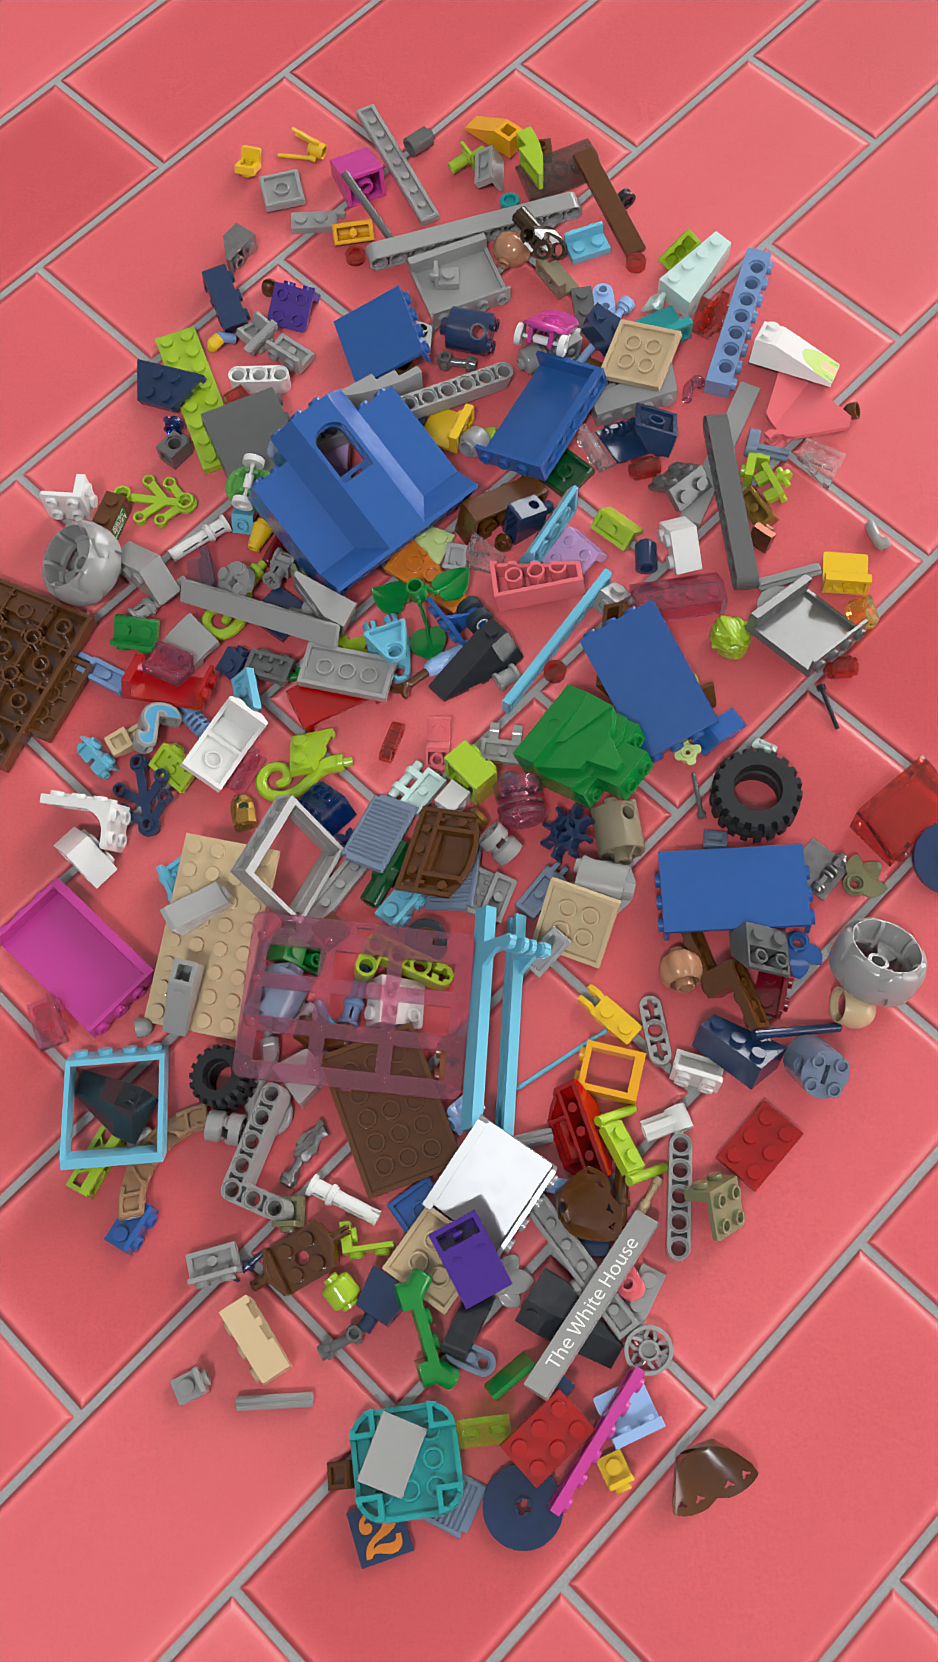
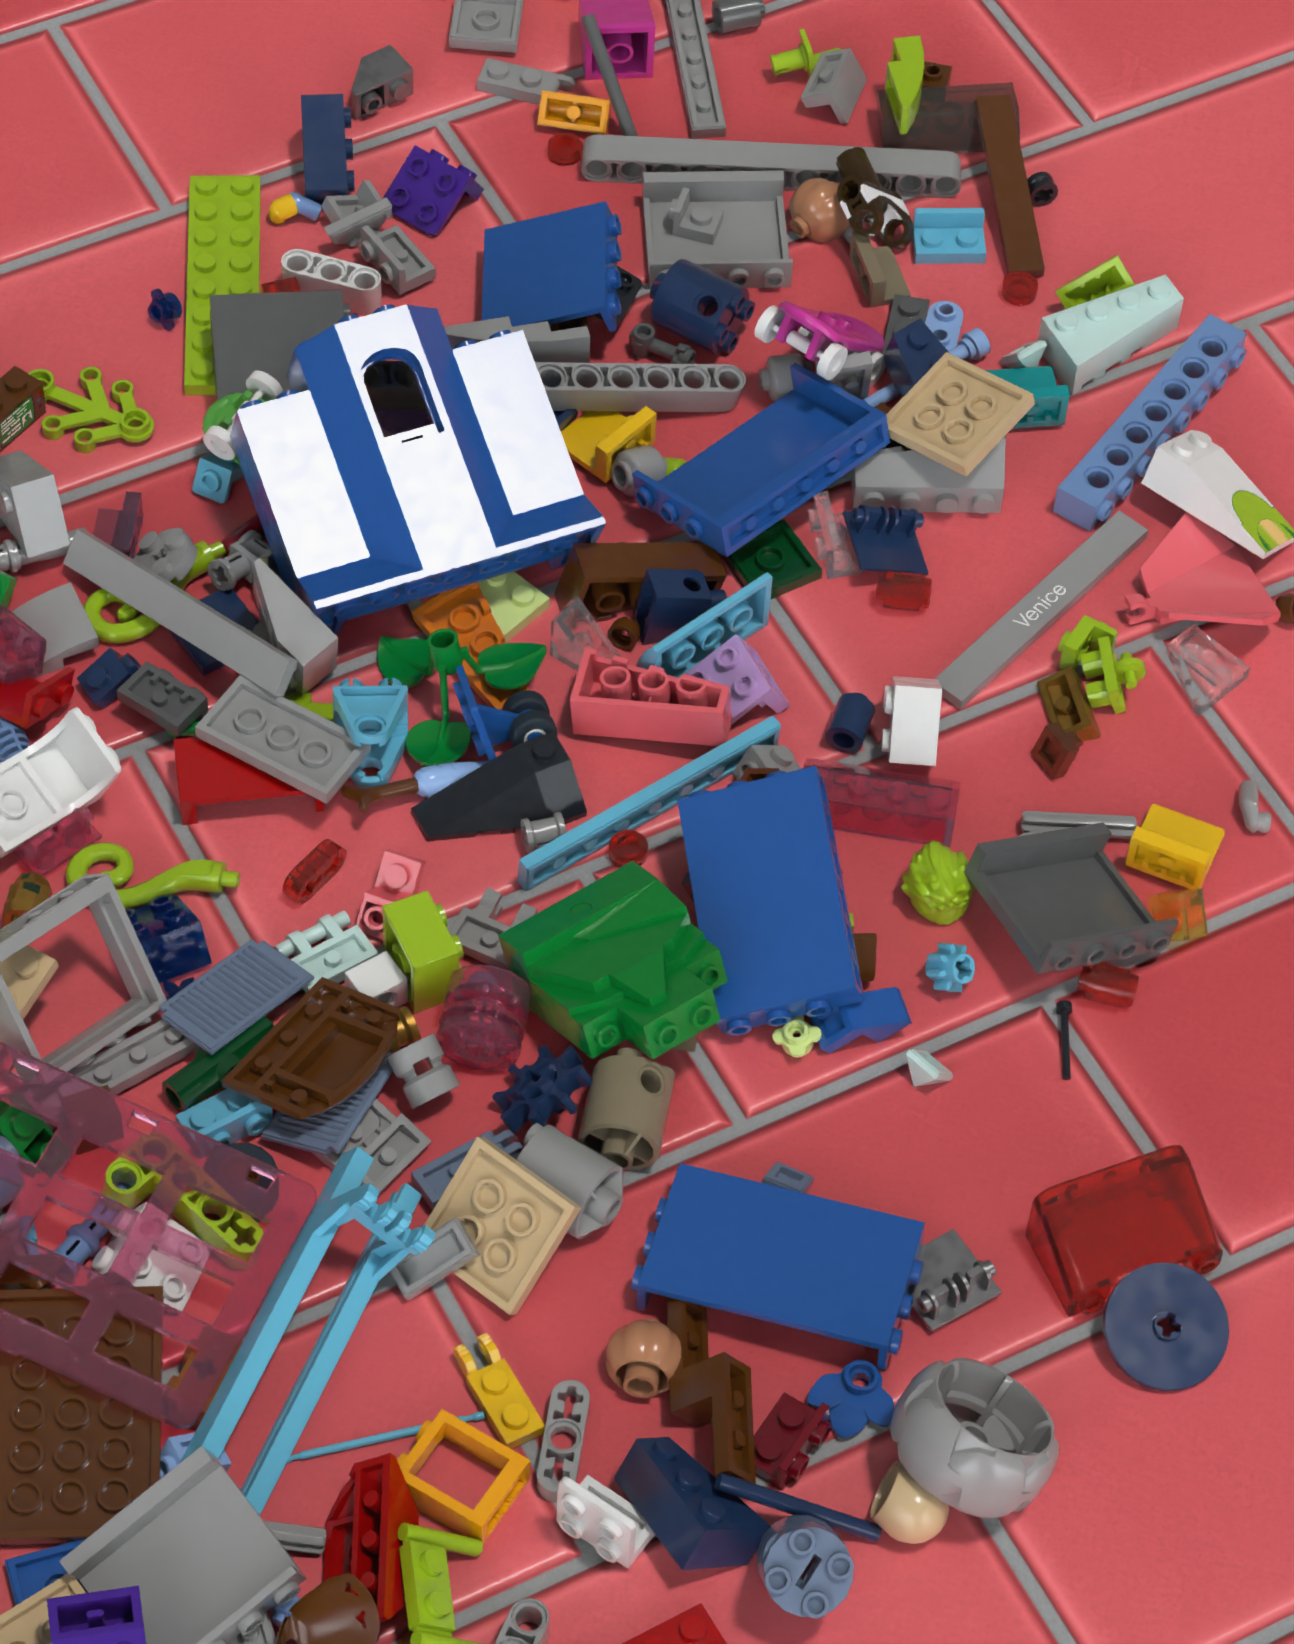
camera: 10 degrees right, 15 degrees down
(164, 385) = (176, 246): dark blue wing -> none
(168, 452) = (151, 342): dark grey brick -> none
(209, 533) = (152, 479): white pin -> none
(246, 689) = (111, 715): medium azure bracket -> none
(259, 535) = (231, 506): yellow cone -> none
(268, 287) = (401, 152): reddish brown hinge -> none
(308, 750) = (172, 840): lime wing -> none
(455, 556) = (533, 627): light grey bracket -> none
(495, 132) = (866, 33): light orange slope -> none
(509, 199) = (849, 137): teal tile -> none
(615, 527) = (819, 665): lime panel -> none
(656, 429) = (943, 536): dark blue slope -> none
(672, 1121) = (538, 1579): white piece -> none
(682, 484) = (955, 632): dark grey bracket -> none
(695, 382) = (1043, 489): clear pink arm -> none
(701, 814) = (781, 1137): dark grey piece -> none
(709, 315) = (1103, 397): clear red bracket -> none
(730, 502) = (1023, 682): dark grey beam -> none
(753, 446) = (1101, 609): sand blue piece -> none
(754, 685) = (950, 967): none -> medium azure gear
(761, 948) = (789, 1357): dark grey slope -> none
(763, 768) = (888, 1085): black tyre -> none
(865, 876) = (1018, 1314): olive plate -> none

